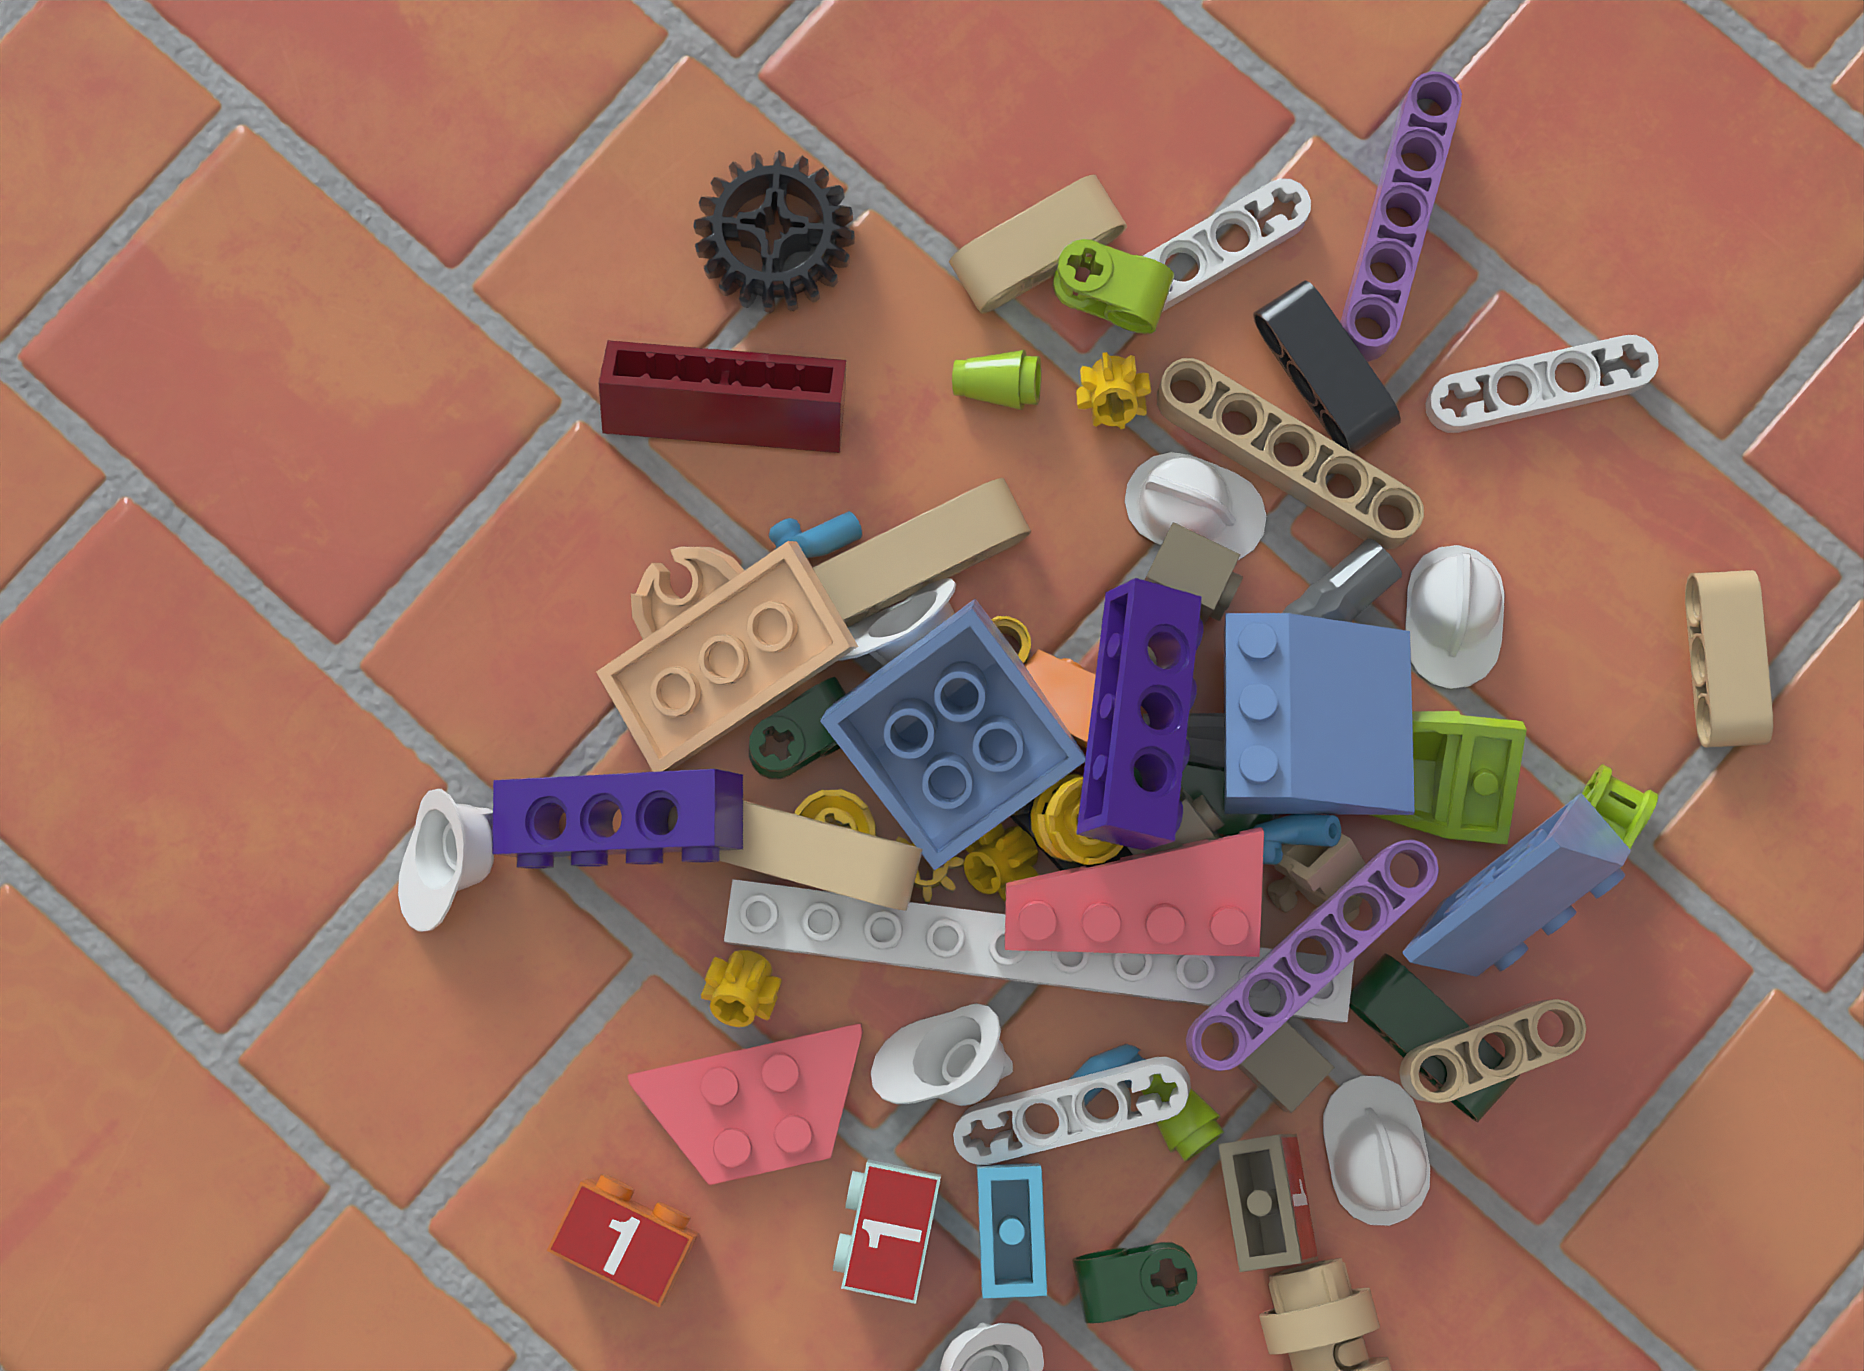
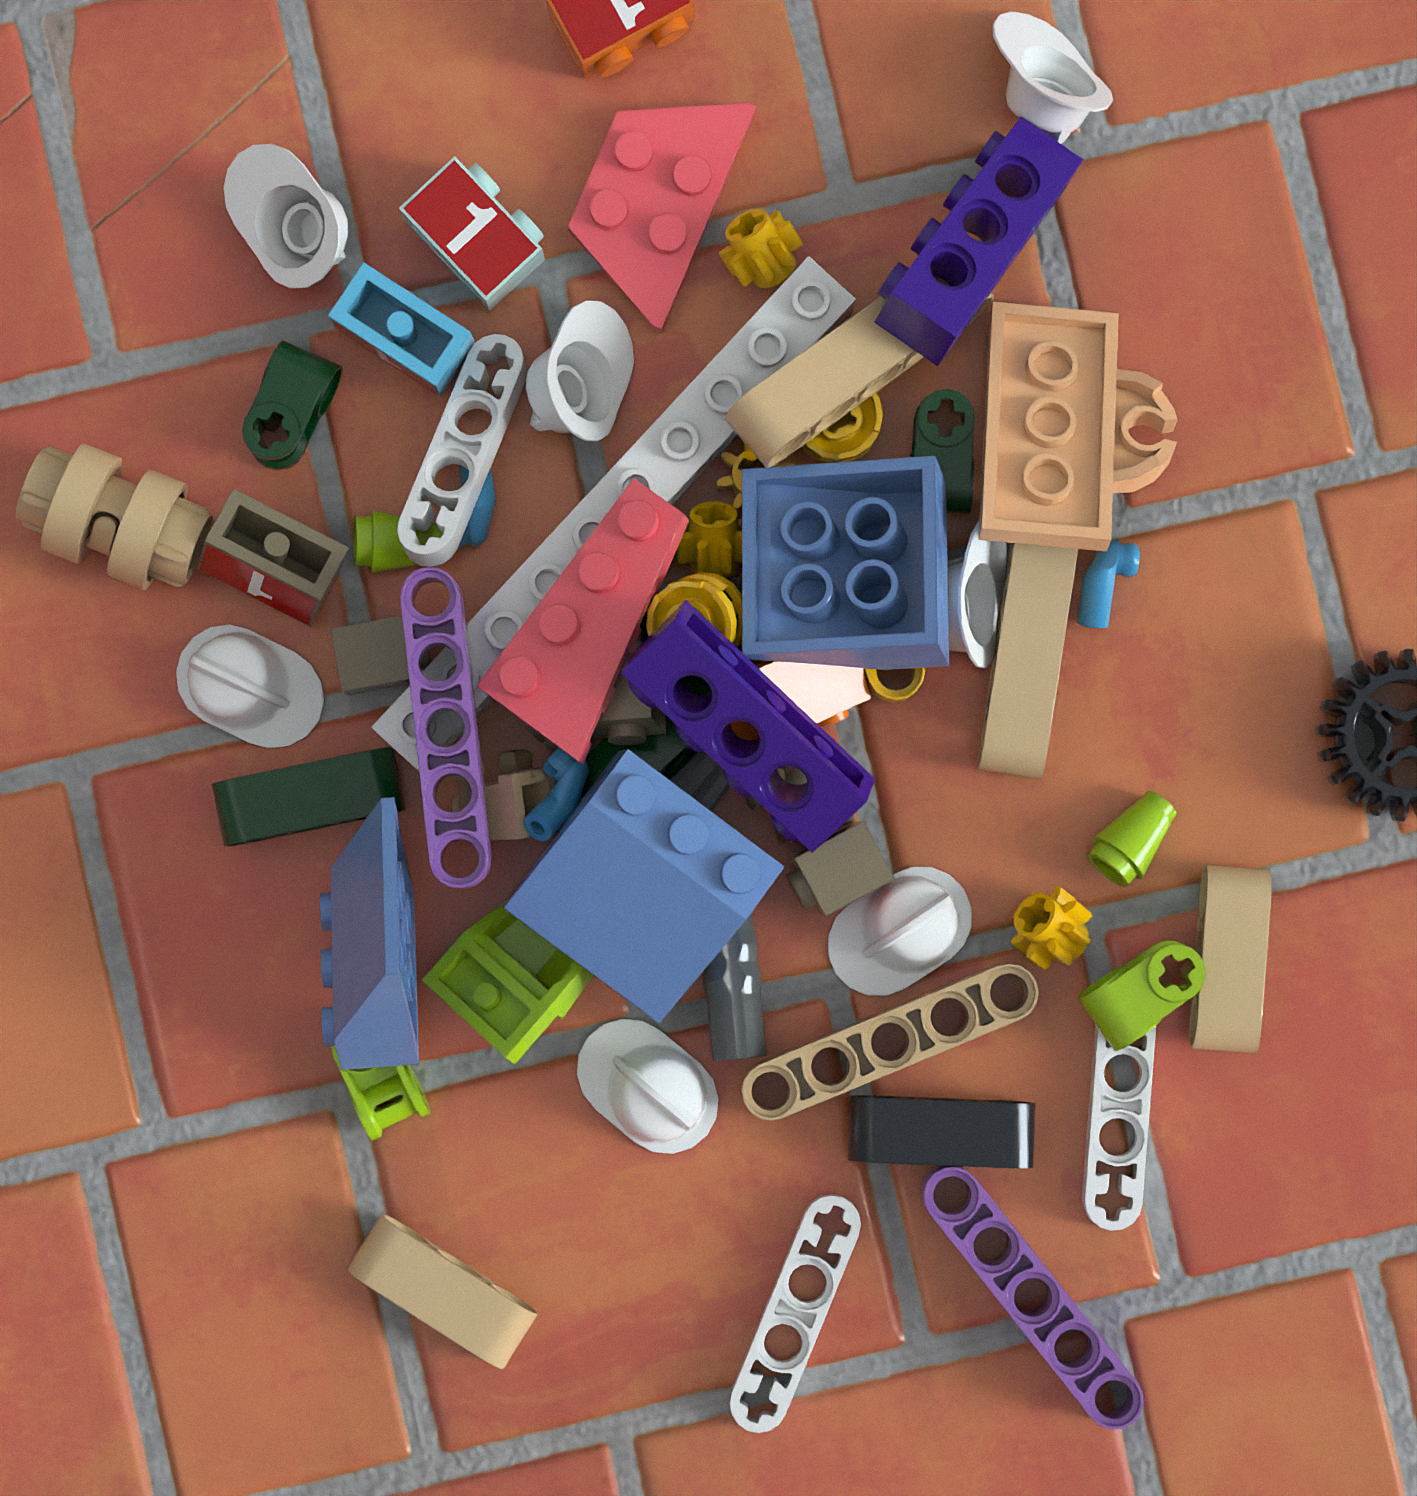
camera: 120 degrees right, 5 degrees up
(722, 396) = (1286, 588): dark red brick -> none
(1522, 1050) = (237, 851): tan beam -> none

